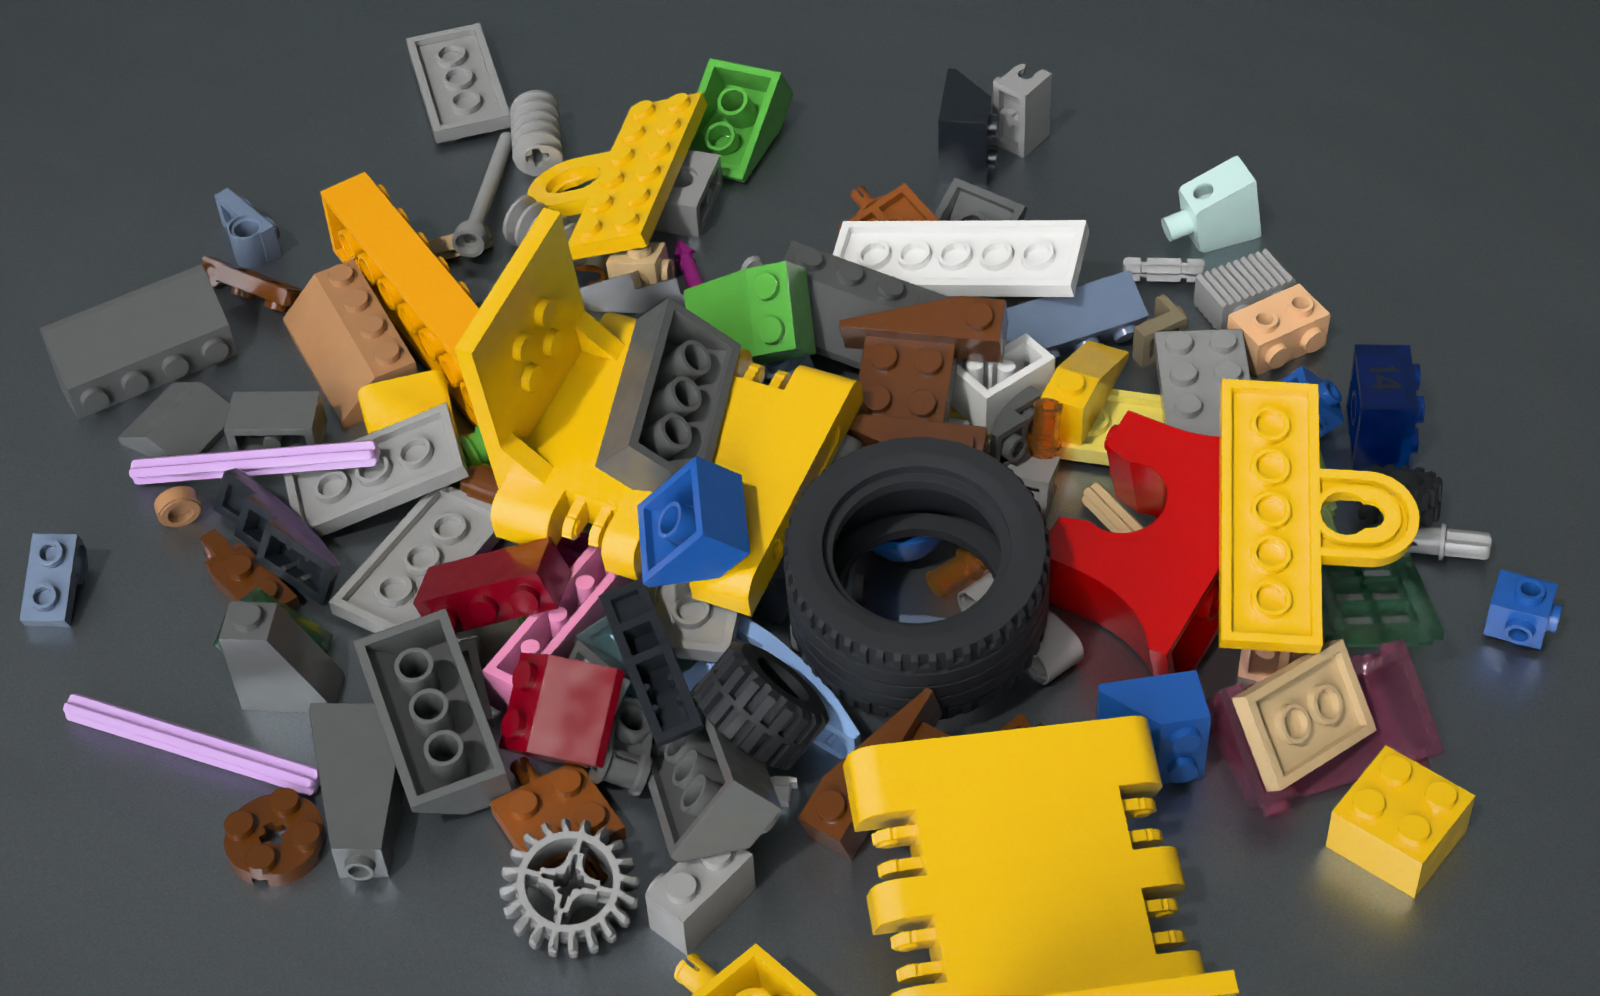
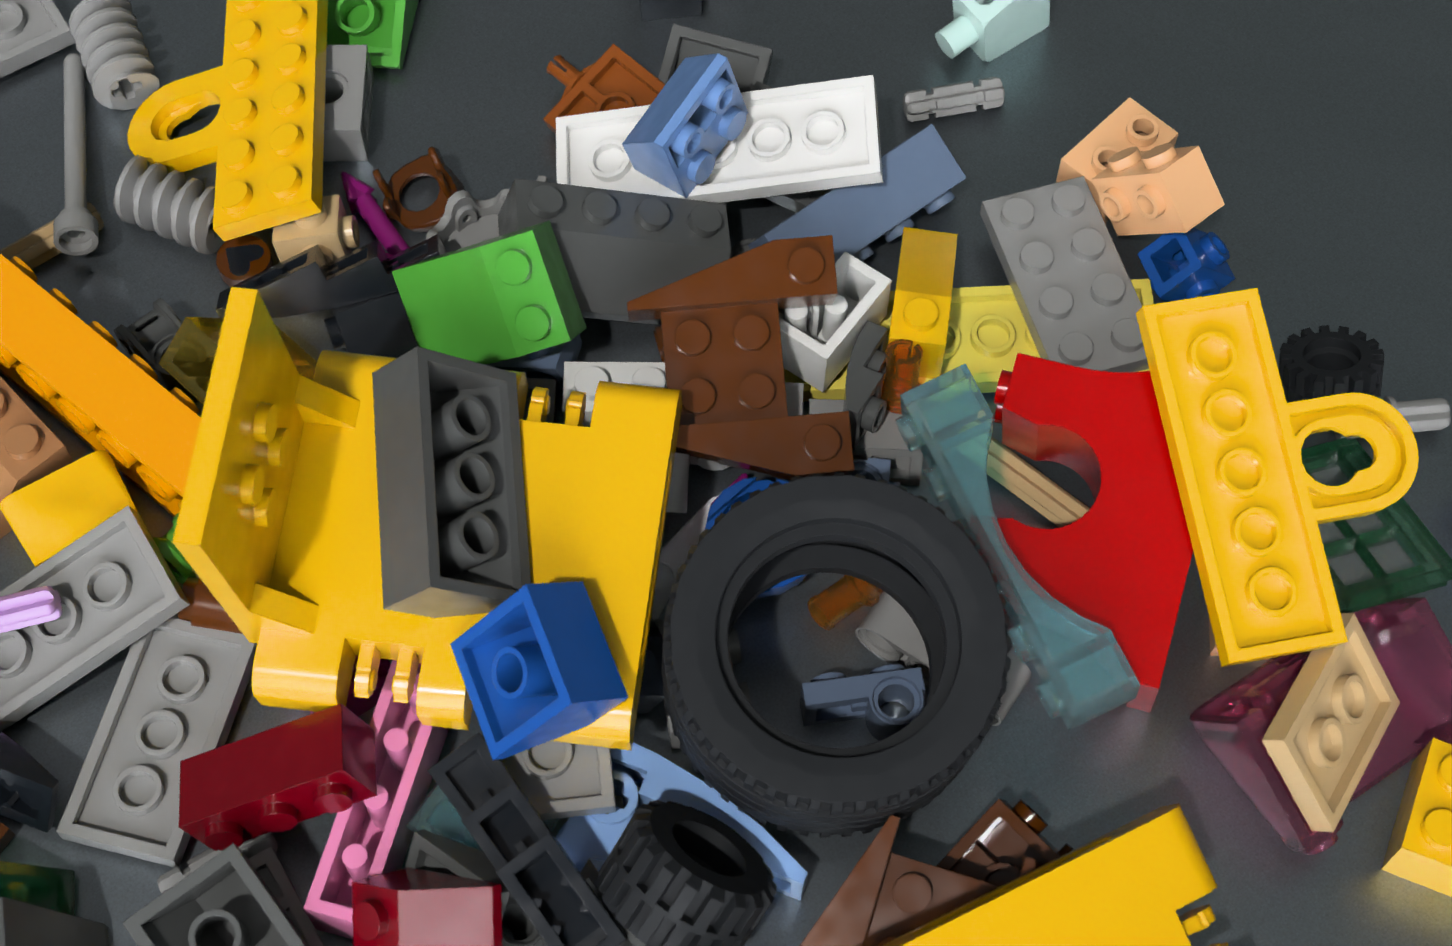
camera: 20 degrees left, 15 degrees up
(740, 244) = (426, 165): none -> reddish brown piece
(934, 230) = (688, 124): none -> medium blue slope
(1102, 609) = (1074, 656): none -> clear light blue arch
(1166, 318) = (986, 179): dark tan bracket -> none
(1175, 716) = (1161, 766): blue slope -> none
(1239, 285) = (1059, 113): light grey brick -> none
(1289, 337) = (1157, 190): none -> light nougat brick
(1383, 406) = (1282, 250): clear blue brick -> none

